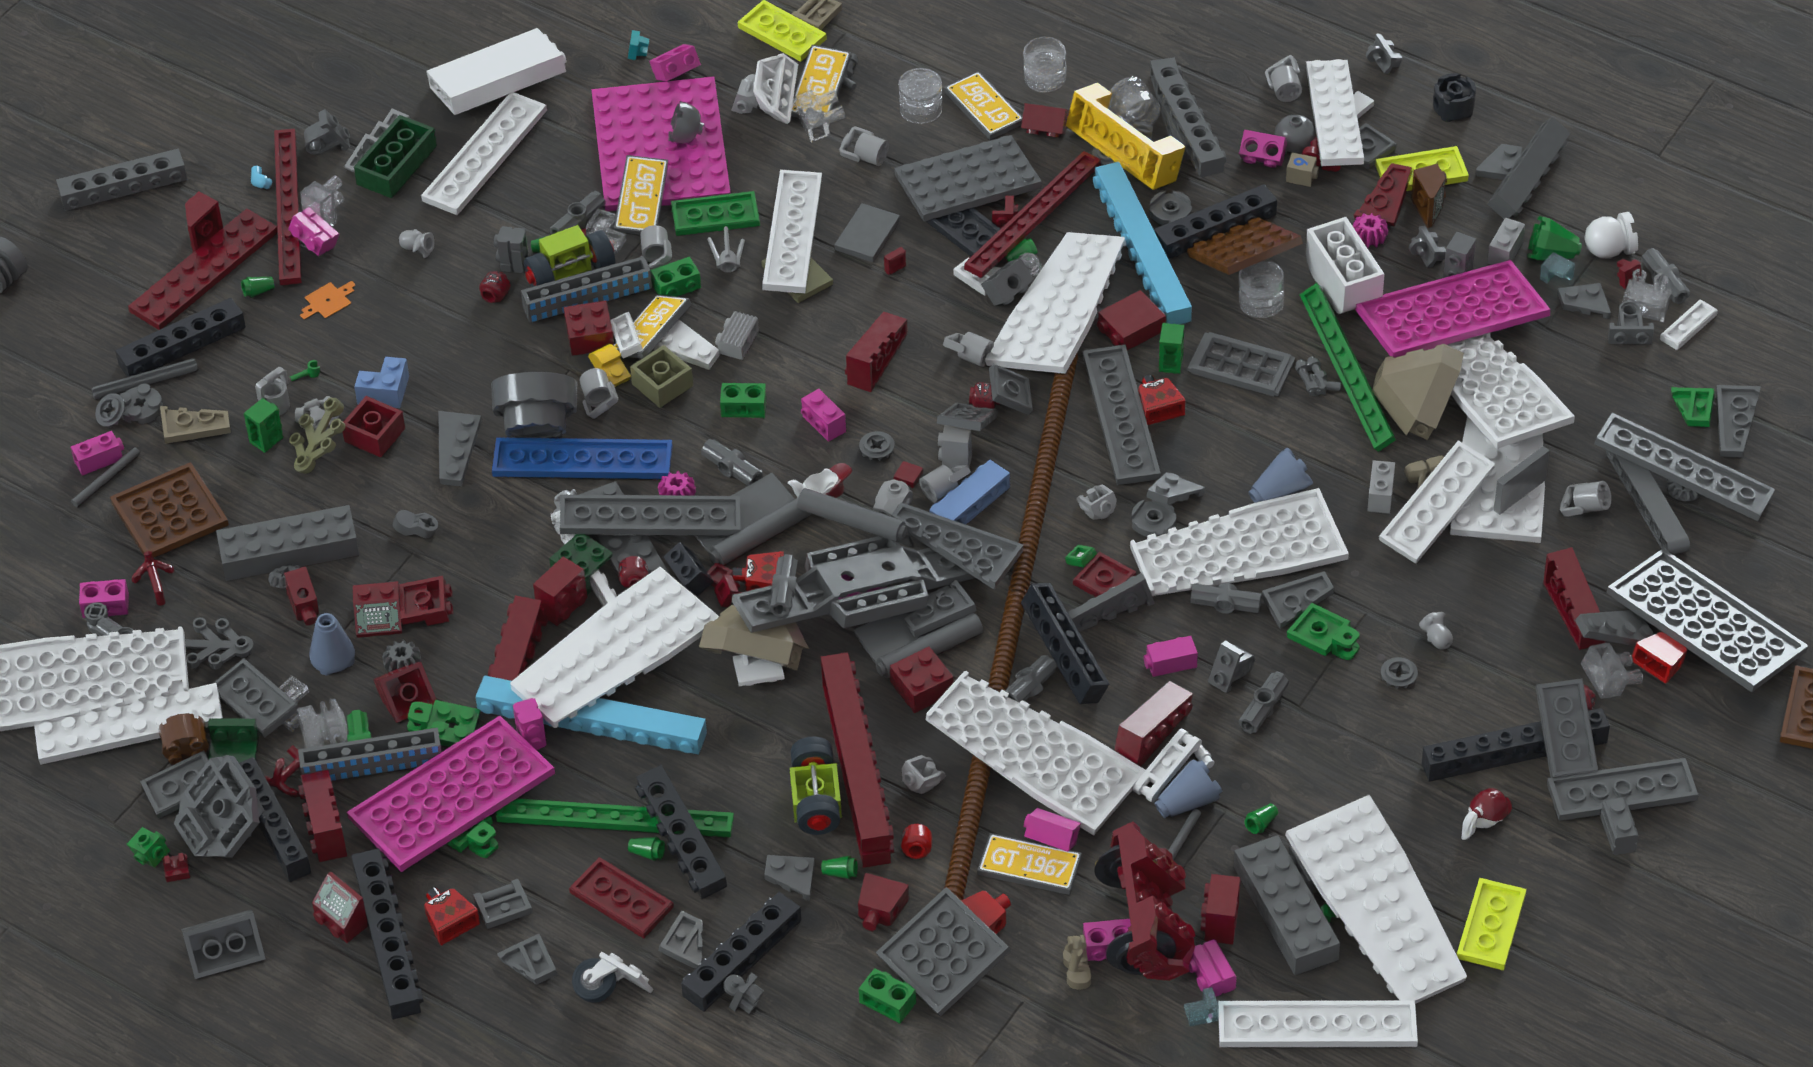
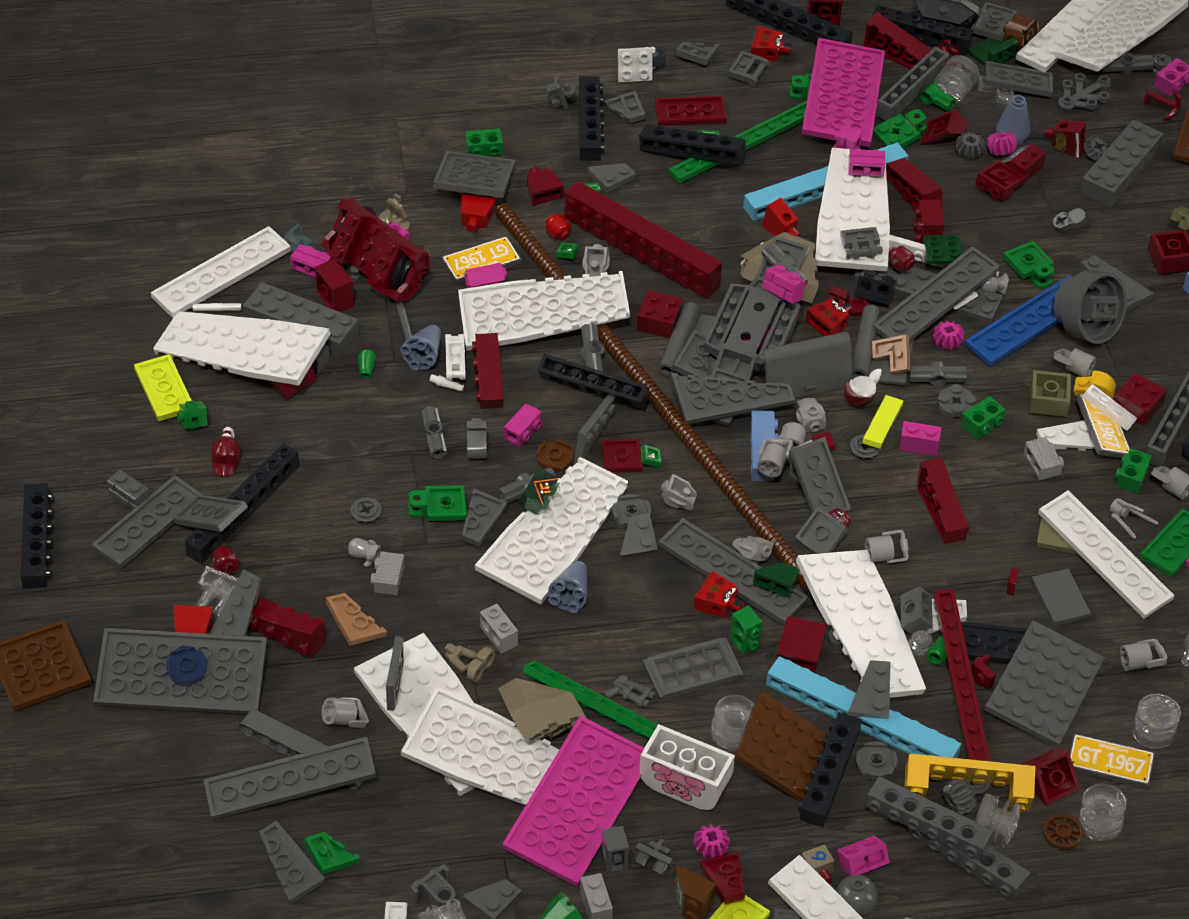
camera: 135 degrees right, 0 degrees up
(380, 637) = (1002, 143): none -> dark pink gear
(511, 497) = (1038, 266): none -> green plate
(553, 664) = (866, 162): none -> dark pink brick
(661, 596) = (861, 237): none -> dark grey plate
(693, 685) = (780, 219): none -> red torso
(748, 424) = (955, 393): none -> dark grey plate
(751, 492) = (896, 349): none -> medium nougat plate
(808, 563) = (784, 284): none -> dark pink brick
(815, 786) = (645, 203): brick -> none
(837, 450) = (882, 421): none -> neon yellow tile
(933, 812) = (567, 250): none -> green tile
(988, 453) = (773, 456): none -> light grey piece
(1079, 82) = (1063, 831): none -> reddish brown wheel
(1083, 415) = (754, 548): none -> light grey hand
(1097, 367) = (777, 578): none -> dark green slope
(1123, 232) = (873, 693): none -> dark grey wing
(1166, 617) = (555, 455): none -> reddish brown tile
(1231, 565) = (538, 490): none -> clear green brick
(1353, 986) = (217, 307): none -> white piece
(1433, 595) = (388, 573): none -> light grey brick
(1437, 502) = (445, 634): white plate -> none
(1491, 863) = (192, 415): none -> green brick
(1504, 577) = (352, 621): none -> medium nougat wing
(1557, 266) = (534, 902): clear light blue panel -> none
(1701, 610) = (186, 666): none -> dark blue tile
(1746, 840) = (36, 536): none -> black brick

